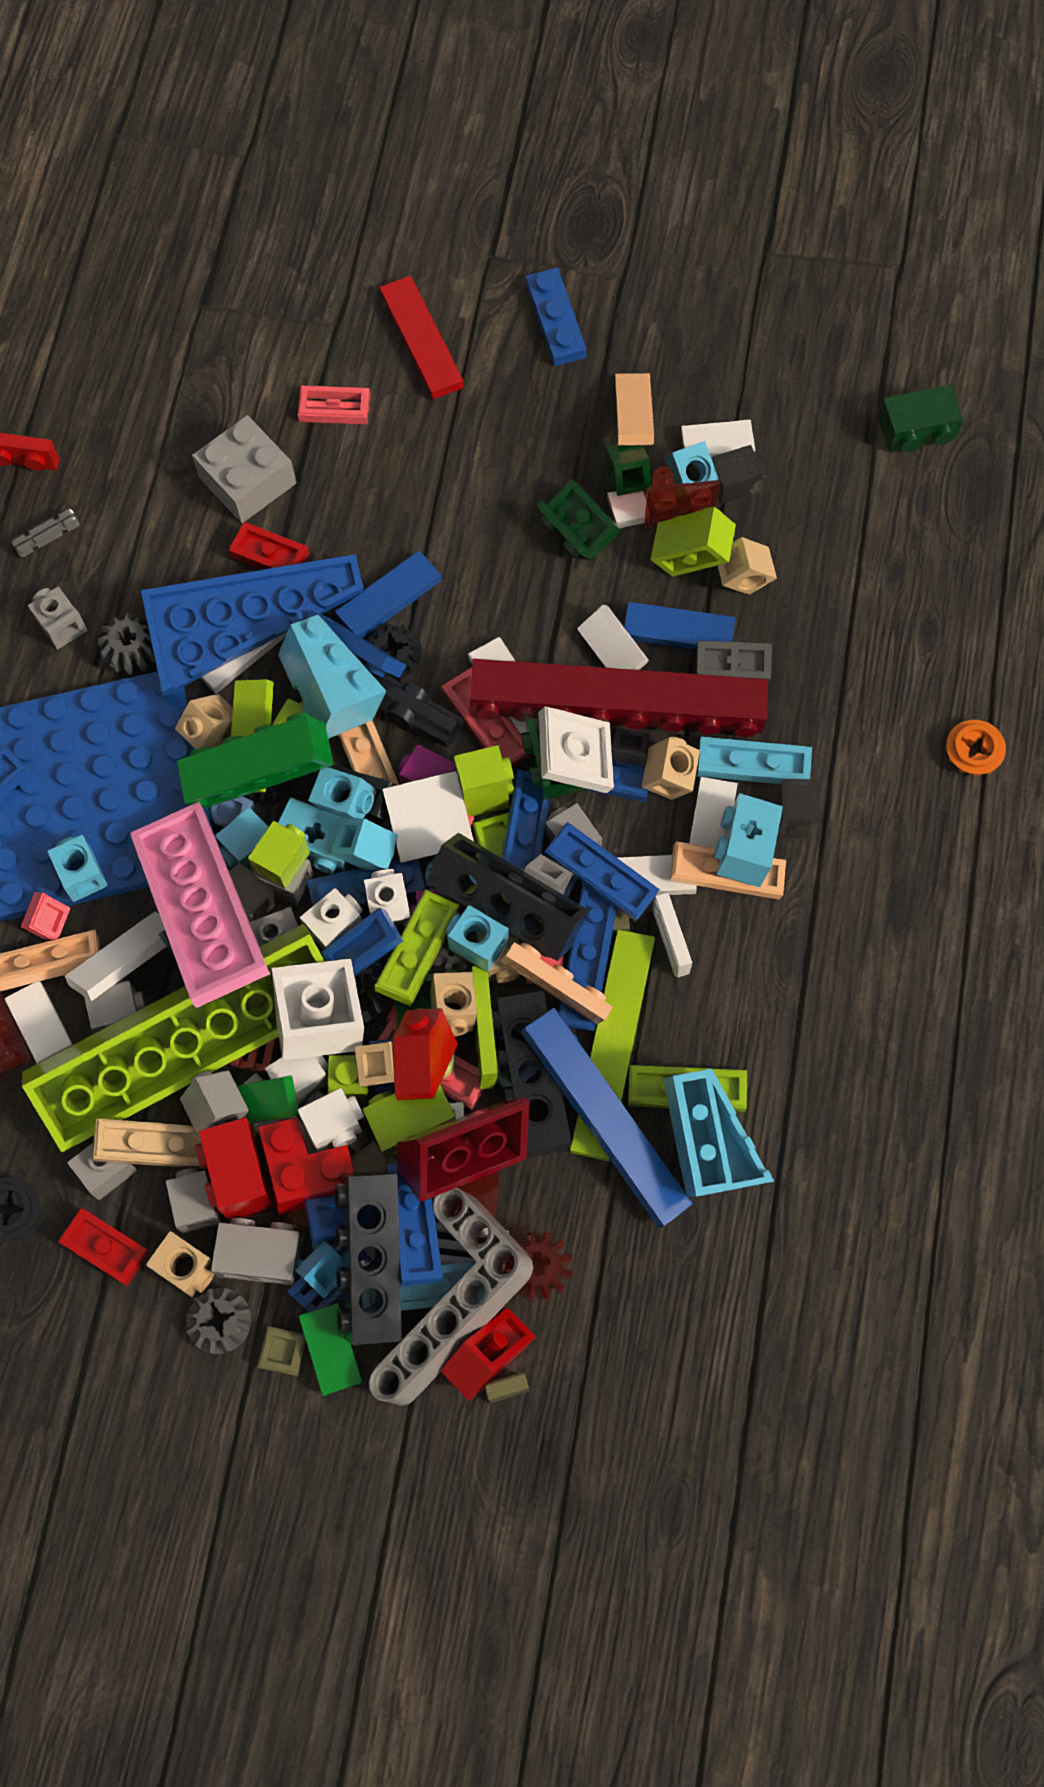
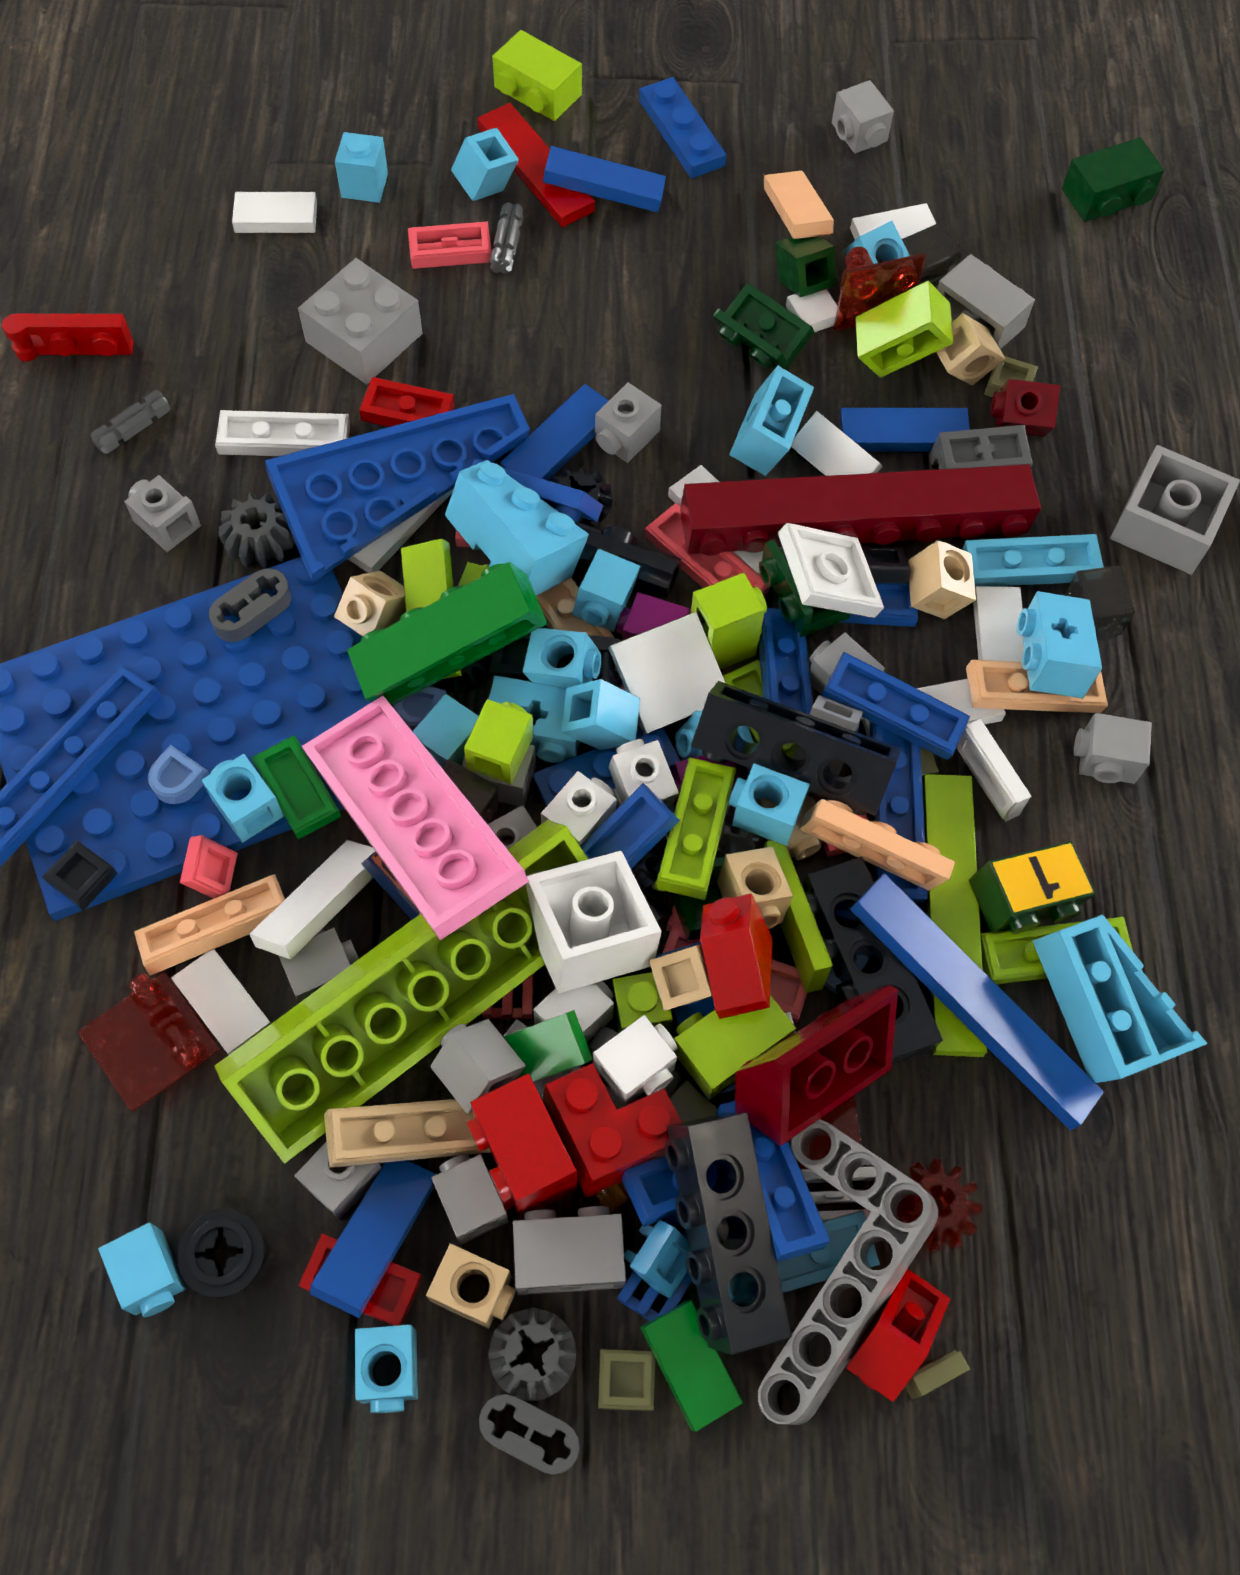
camera: 15 degrees left, 5 degrees down
(31, 841) = (175, 776): none -> medium blue tile
(102, 1294) = (369, 1348): none -> medium azure brick
(111, 709) = (250, 605): none -> dark grey beam
(117, 1216) = (373, 1236): none -> blue tile
(120, 864) = (296, 787): none -> green tile
(164, 559) = (277, 432): none -> white tile
(193, 355) = (274, 212): none -> white tile
(198, 1384) = (521, 1447): none -> dark grey beam
(271, 324) = (361, 167): none -> medium azure brick
(374, 337) = (484, 164): none -> medium azure brick
(382, 405) = (506, 238): none -> dark grey axle
(393, 738) = (605, 590): none -> medium azure brick
(438, 253) = (537, 75): none -> lime brick
(445, 591) = (627, 422): none -> light grey brick
(475, 361) = (604, 179): none -> blue tile
(563, 608) = (771, 421): none -> medium azure brick
(676, 1036) = (1032, 887): none -> brick
(713, 329) = (862, 116): none -> light grey brick
(773, 521) = (987, 298): none -> light grey brick
(774, 932) = (1113, 748): none -> light grey brick
(781, 625) = (1027, 405): none -> dark red brick
(782, 596) = (1007, 370): none -> olive tile
(882, 735) = (1175, 509): none -> light grey brick

